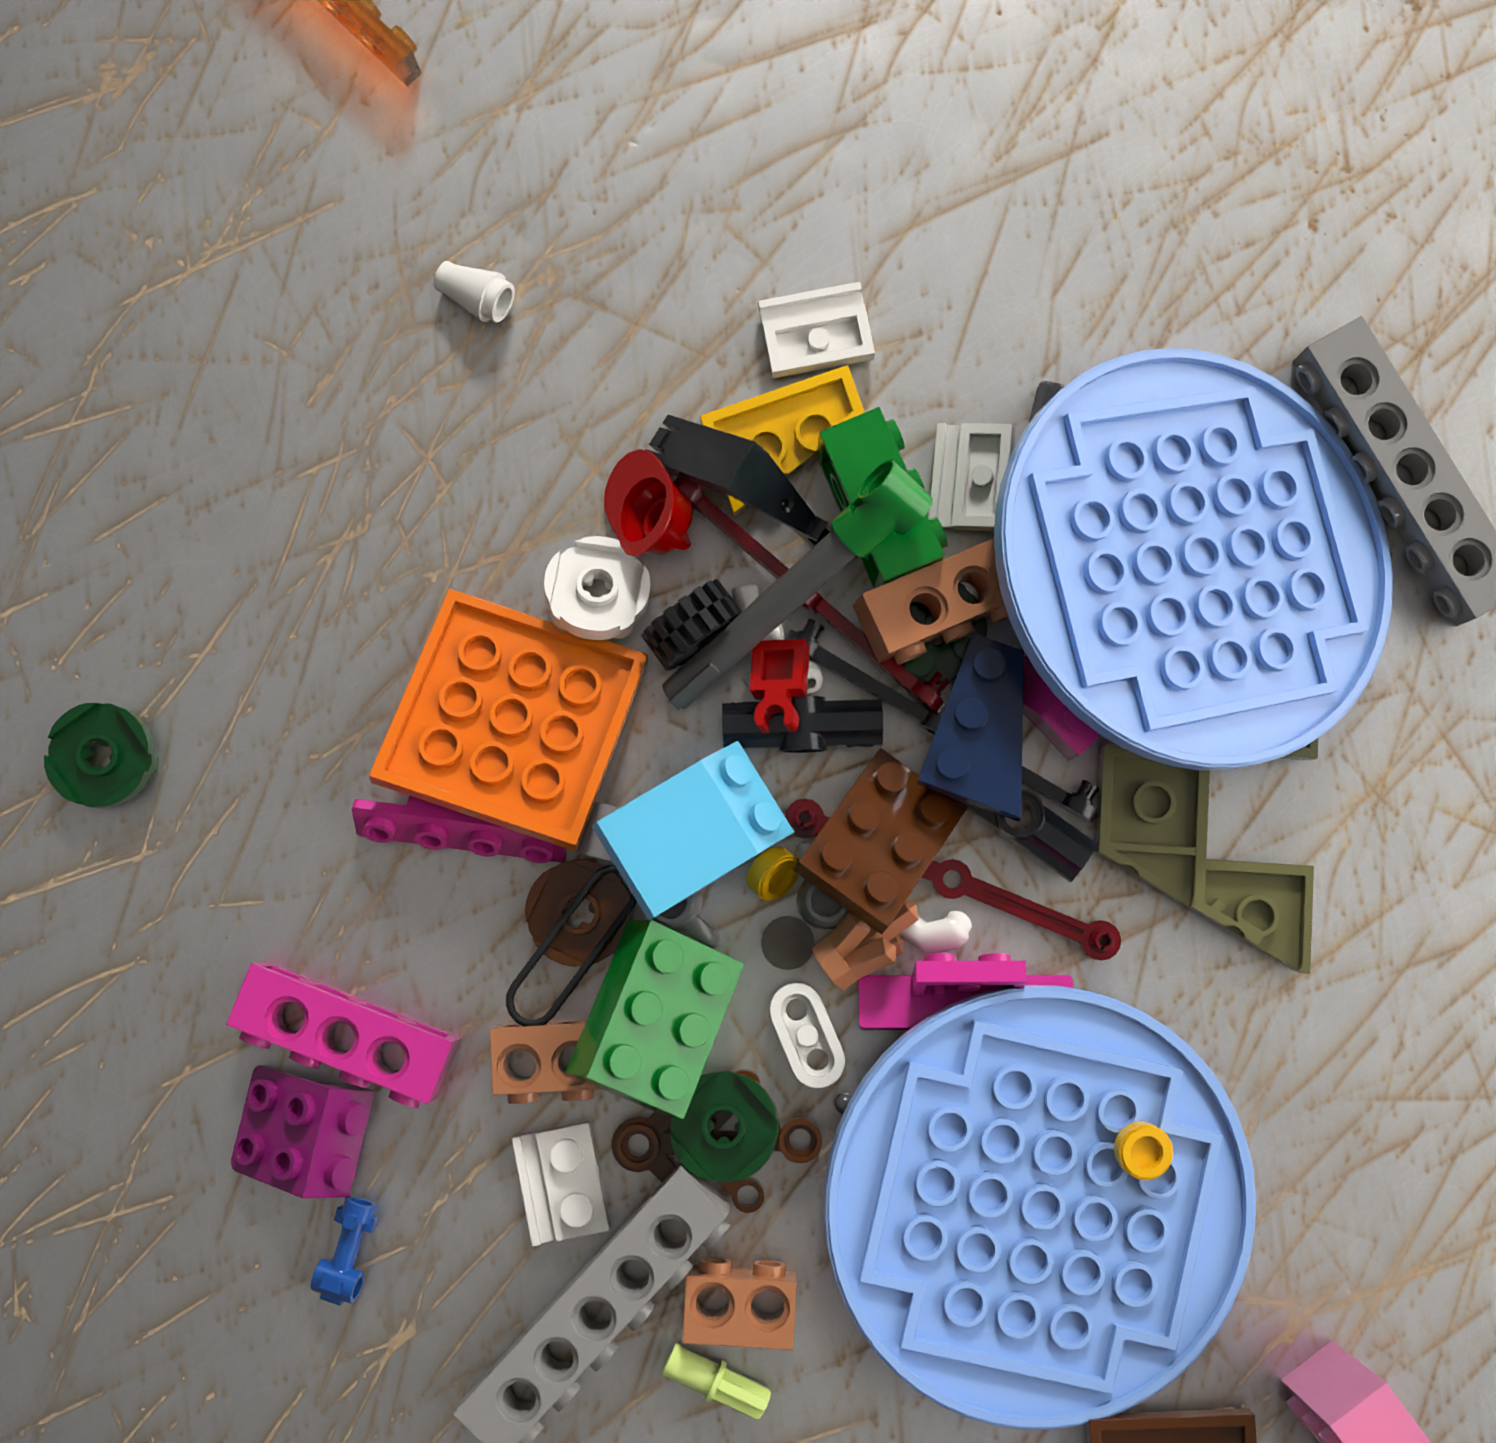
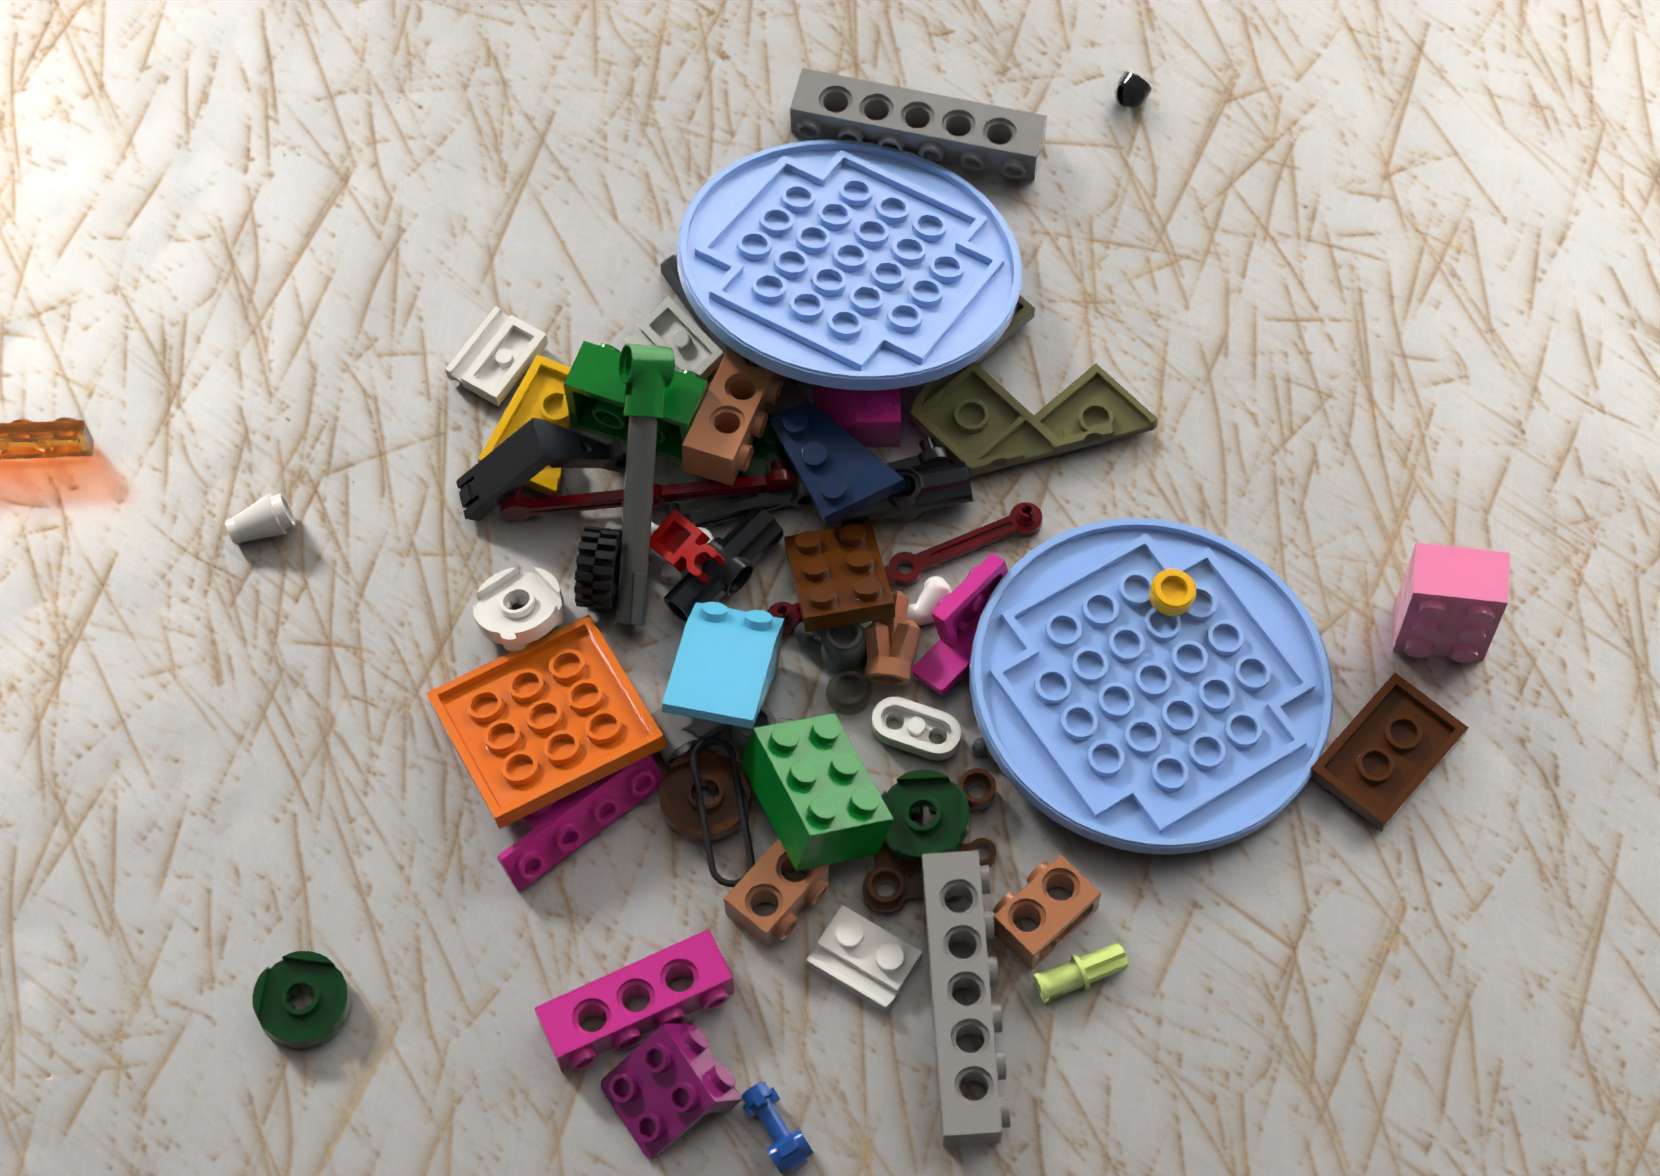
camera: 50 degrees left, 20 degrees down
(646, 506) = (498, 534): red piece -> none
(772, 873) = (797, 660): yellow tile -> none

